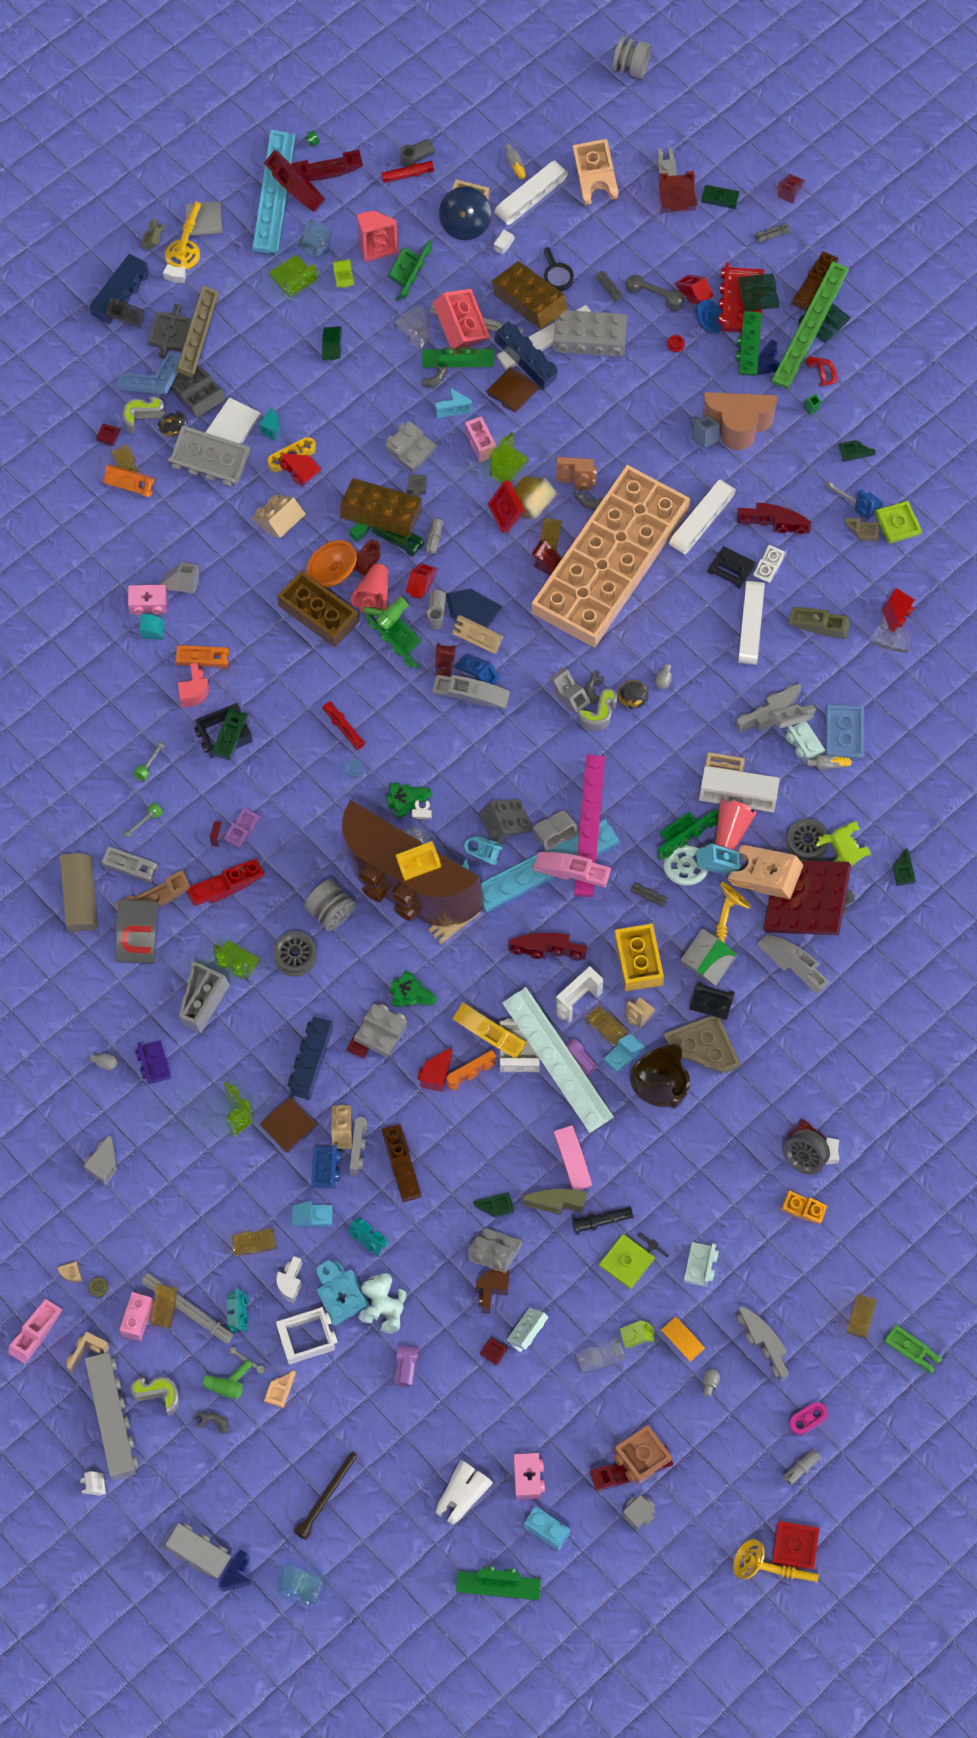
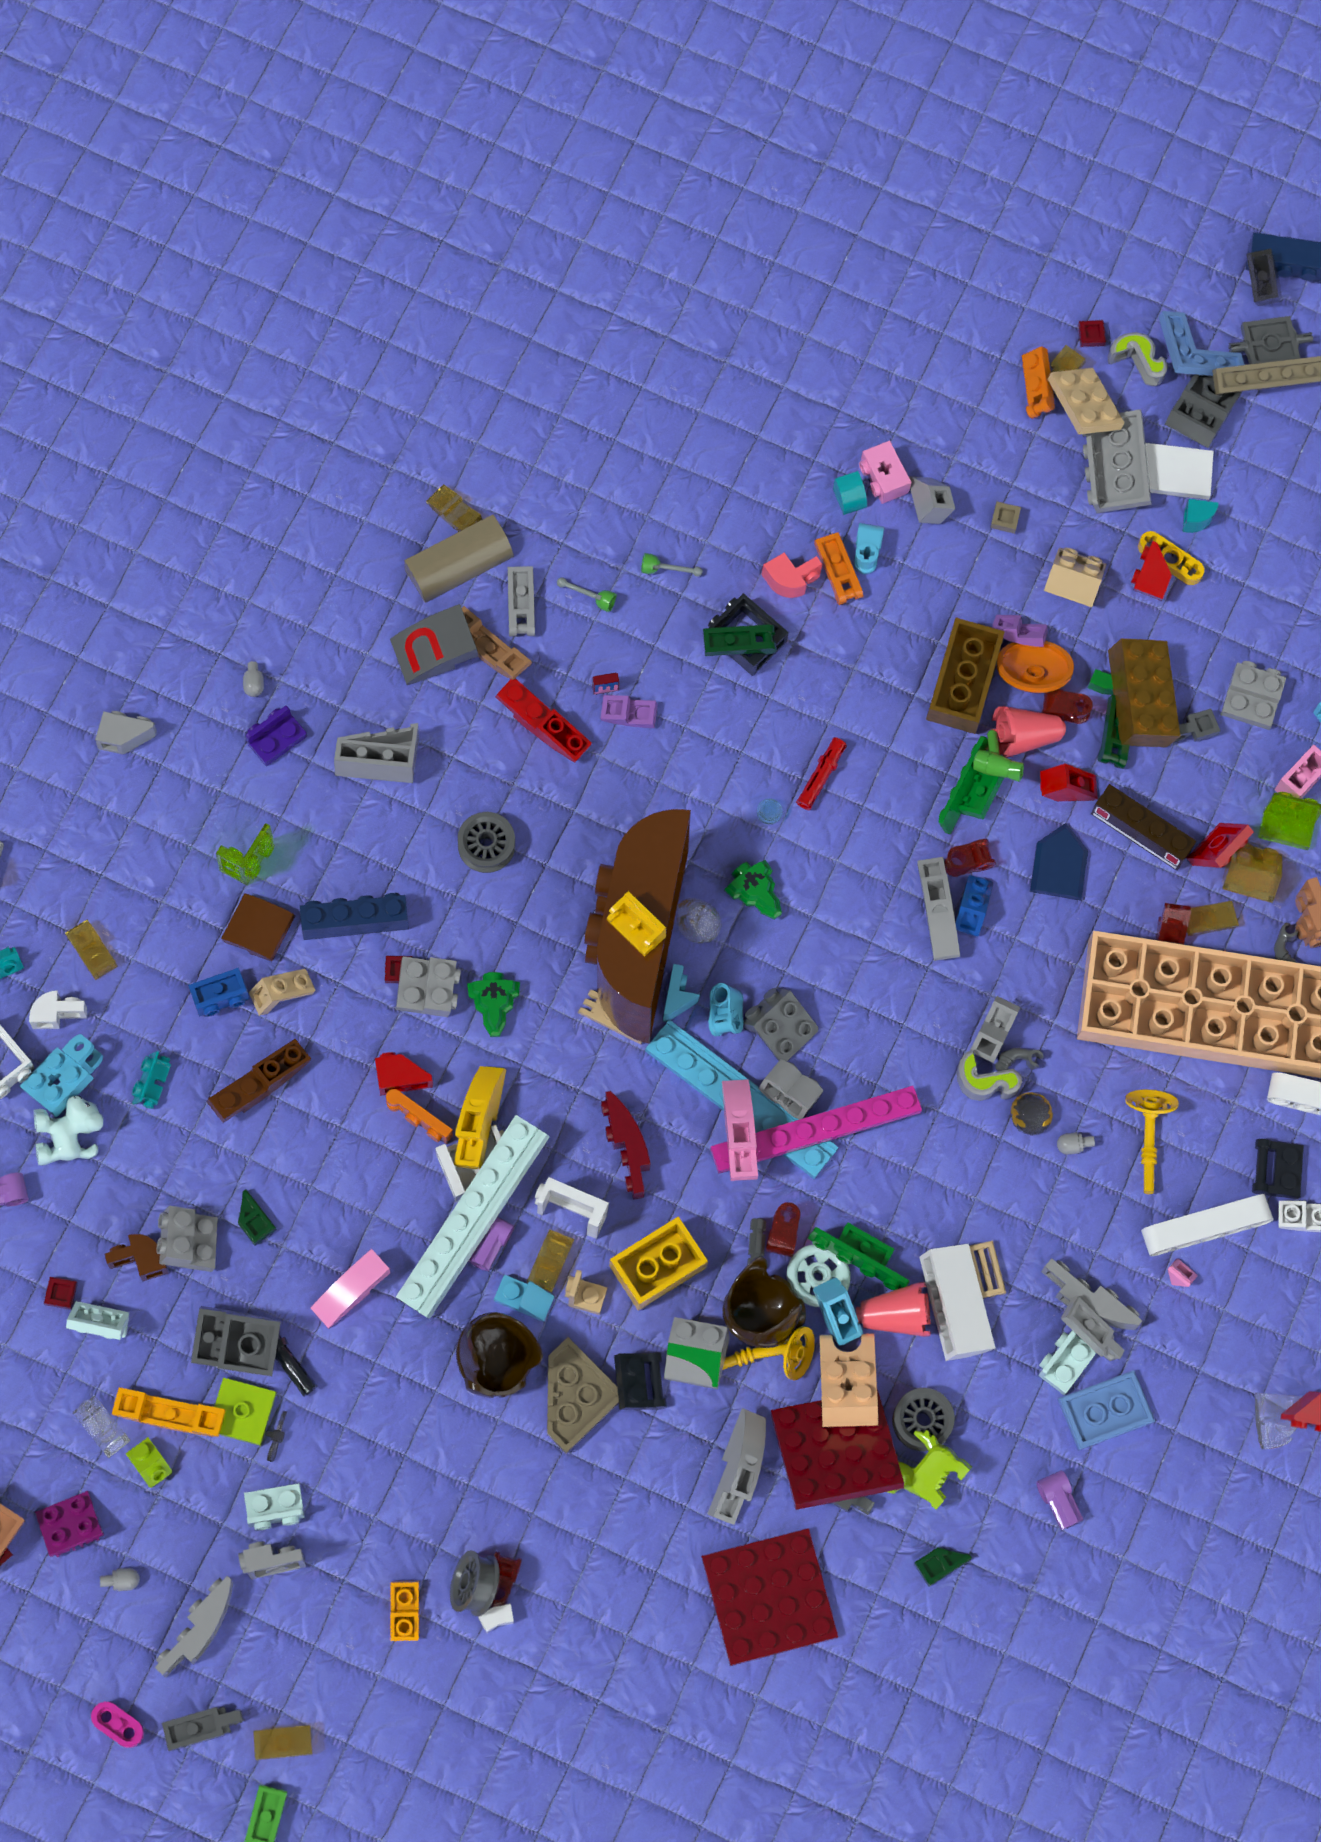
camera: 60 degrees right, 5 degrees up
(39, 883) = (453, 509): none -> clear yellow slope
(159, 455) = (1085, 401): none -> tan plate
(171, 424) = (1140, 396): clear smoke hair -> none
(196, 632) = (868, 545): none -> medium azure piece
(215, 540) = (1005, 517): none -> dark tan plate
(236, 959) = (448, 775): clear neon green bracket -> none
(304, 562) = (1021, 633): none -> medium lavender slope
(312, 1215) = (153, 1004): medium azure slope -> none
(329, 905) = (564, 854): light grey wheel -> none
(358, 1146) = (262, 1020): light grey plate -> none
(422, 813) = (741, 915): white tile -> none
(434, 536) = (1139, 776): light grey axle -> none
(436, 609) = (1037, 820): light grey piece -> none
(471, 547) = (1143, 827): none -> dark brown brick
(477, 634) = (1024, 884): tan hinge -> none
(555, 1200) = (286, 1292): olive slope -> none
(579, 1244) = (235, 1341): none -> dark grey slope
(610, 1307) = (168, 1413): none -> light orange slope
(649, 874) = (783, 1234): none -> clear red piece
(659, 1401) = (69, 1524): none -> magenta hinge
(662, 622) = (1152, 1102): none -> yellow dish
(682, 1339) = (162, 1521): light orange slope -> none
(698, 903) = (762, 1307): none -> dark brown piece
(737, 1278) = (262, 1561): none -> light grey plate
(776, 651) = (1181, 1274): none -> bright pink slope
(801, 1467) = (49, 1740): light grey pin -> none
(820, 622) = (1251, 1315): olive slope -> none
(826, 762) = (1050, 1404): light grey piece -> none
(830, 1366) = (199, 1727): none -> dark grey hinge
(884, 979) = (769, 1597): none -> dark red plate
(886, 781) = (1057, 1493): none -> medium lavender piece

